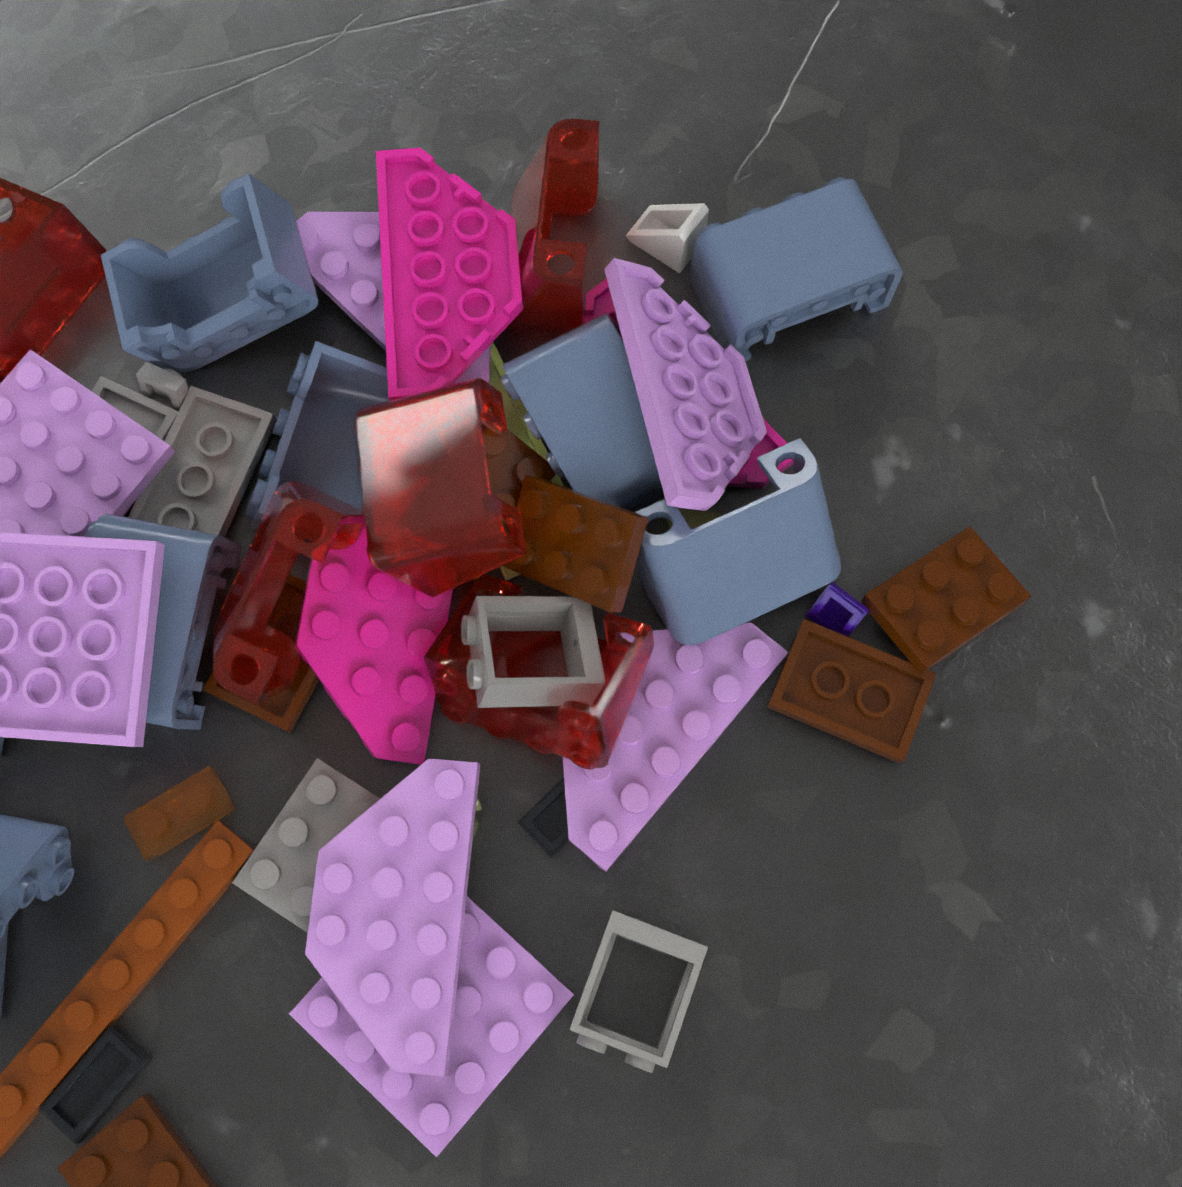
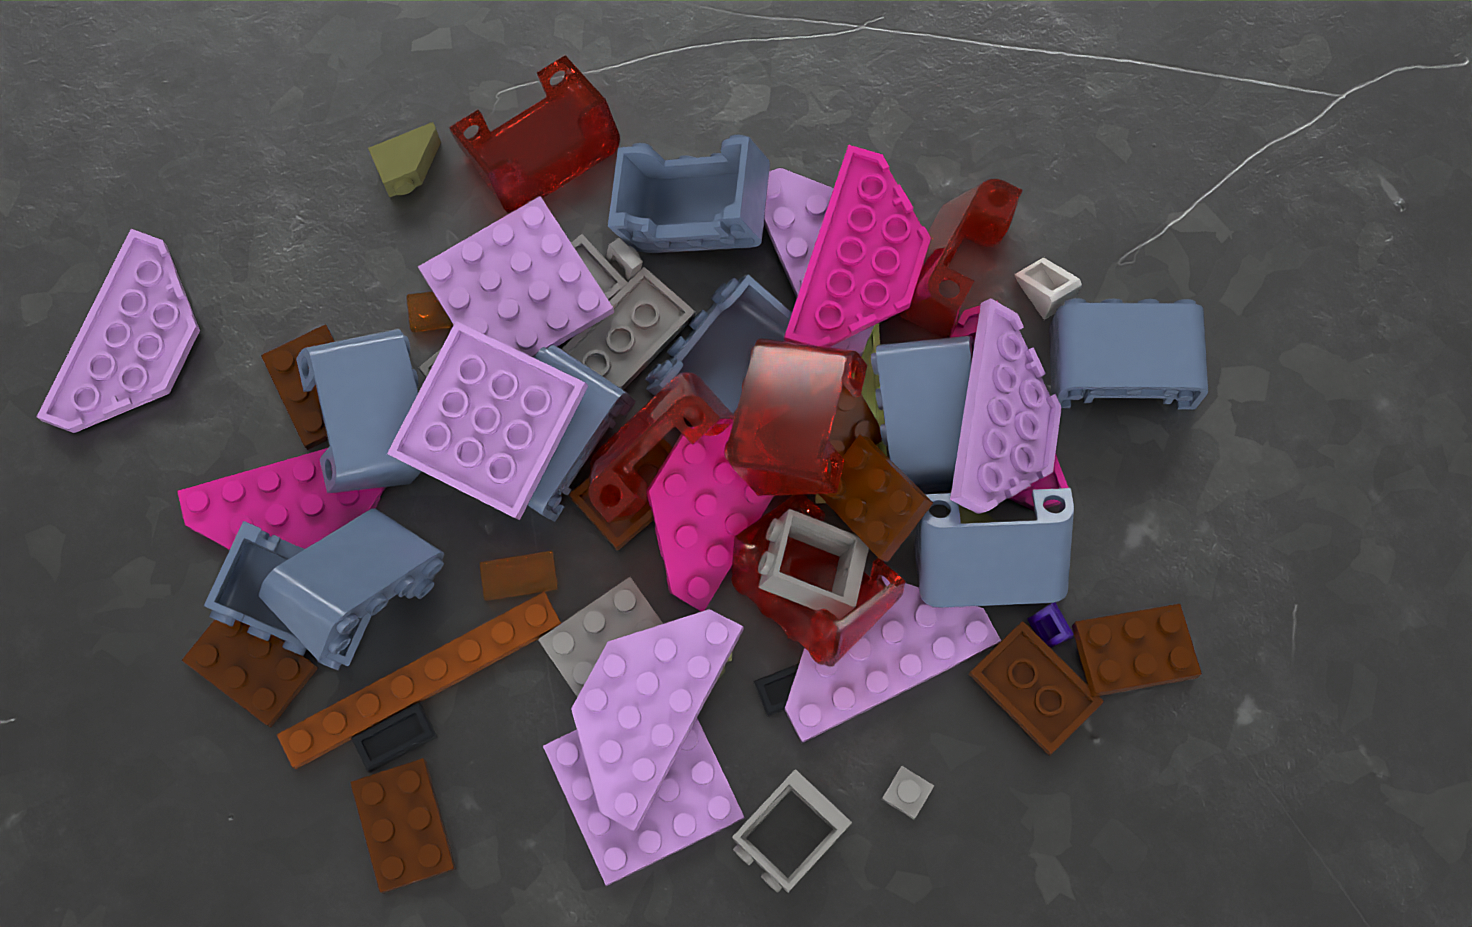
camera: 25 degrees right, 0 degrees up
(756, 878) = (907, 792): none -> light grey plate

